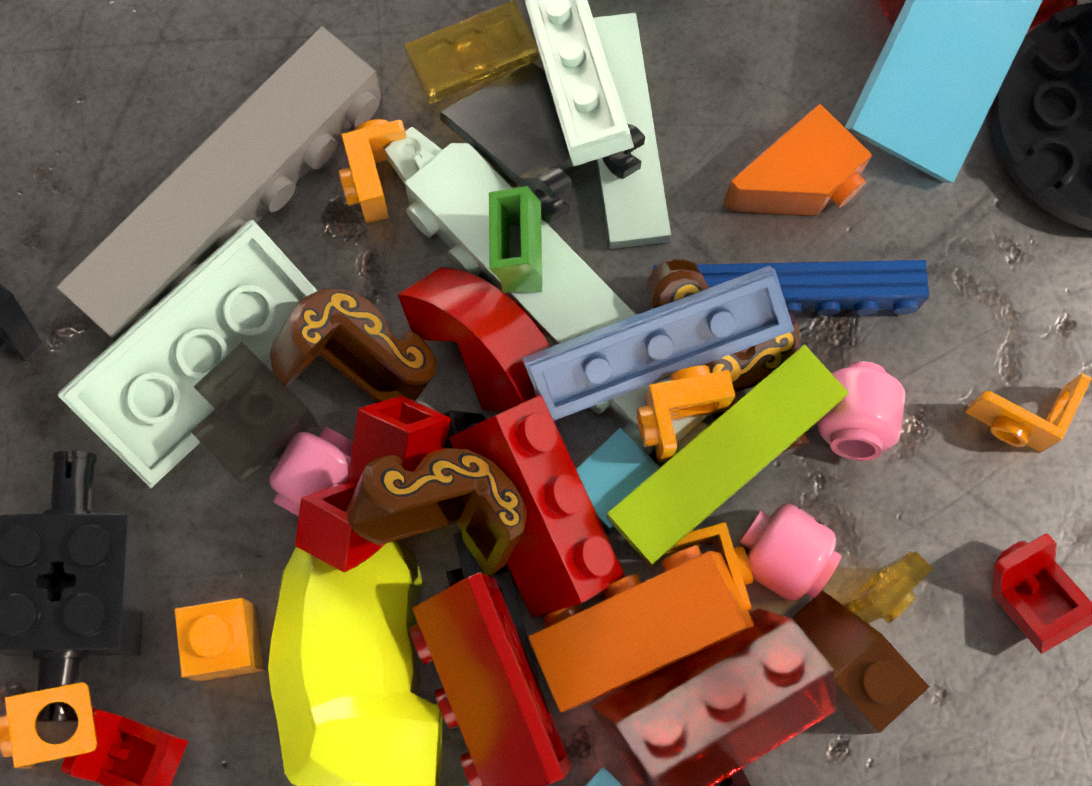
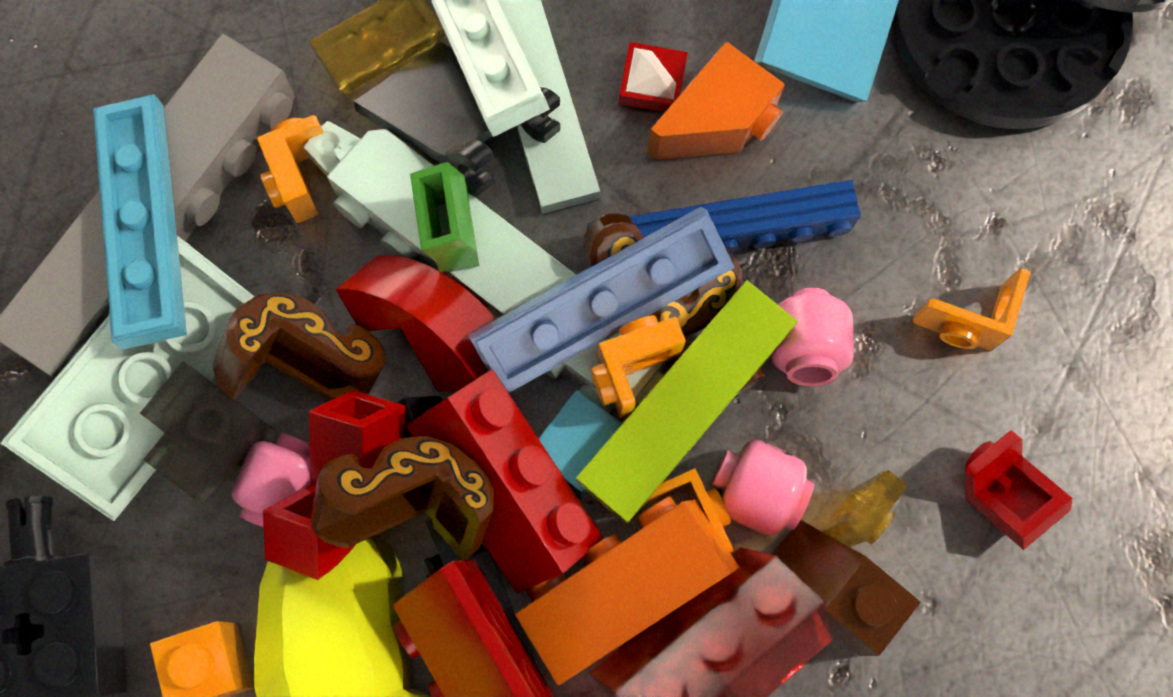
camera: 10 degrees left, 0 degrees up
(217, 201) = (138, 223): none -> medium azure tile
(740, 128) = (652, 77): none -> tile

